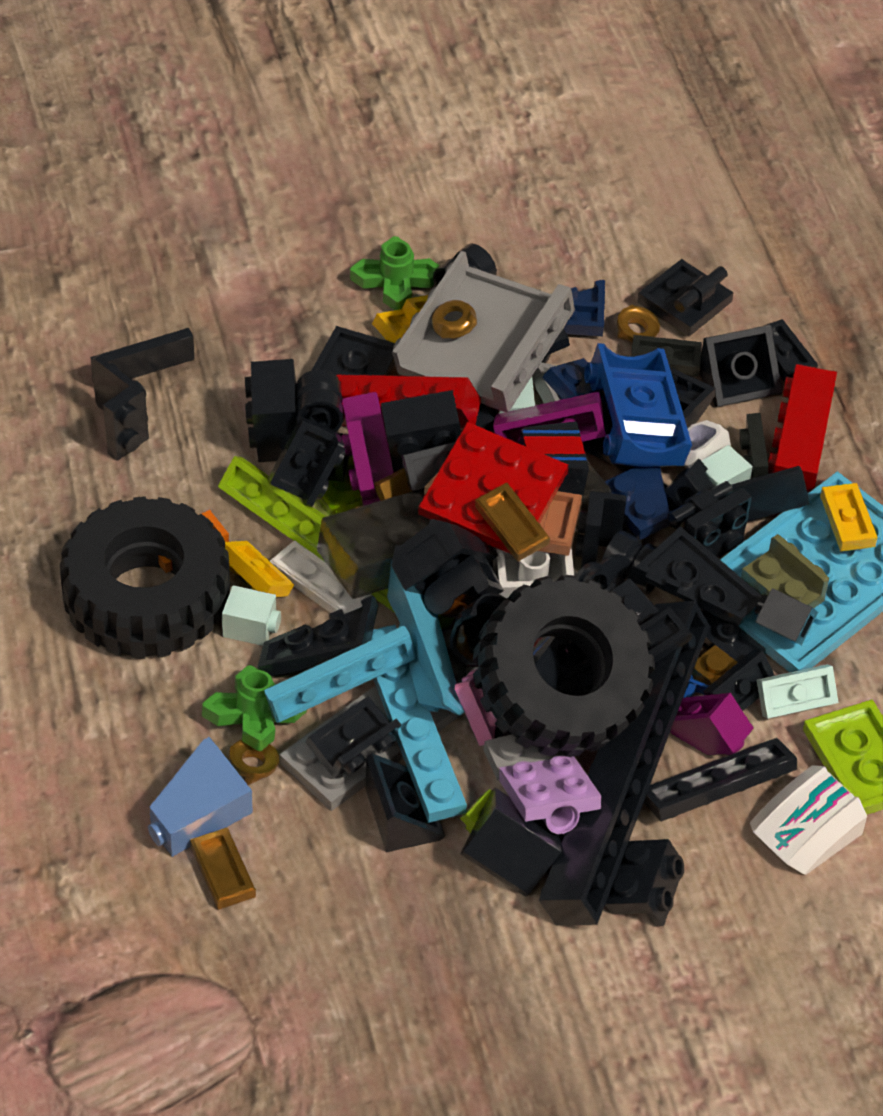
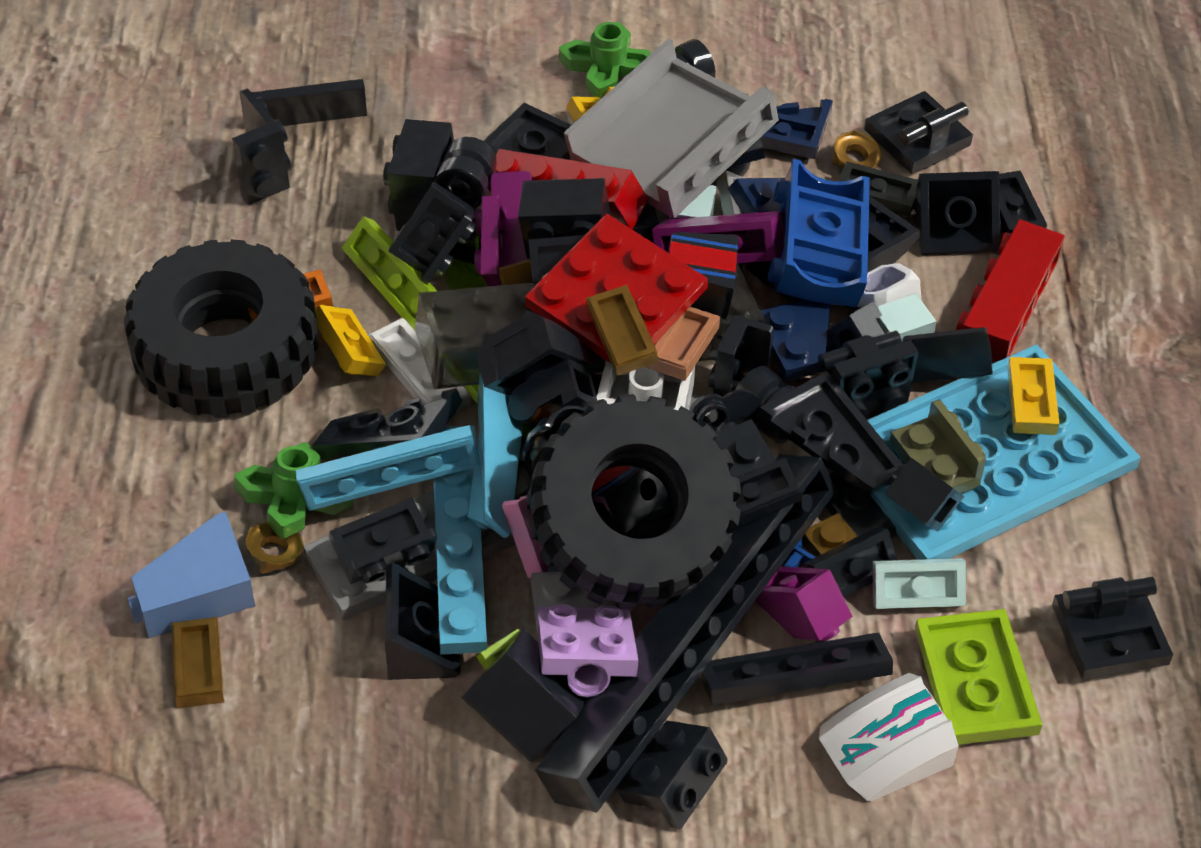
camera: 15 degrees right, 0 degrees up
(250, 615) = (323, 388): light aqua brick -> none
(456, 328) = (646, 118): pearl gold piece -> none
(753, 441) = (948, 295): pearl dark grey plate -> none

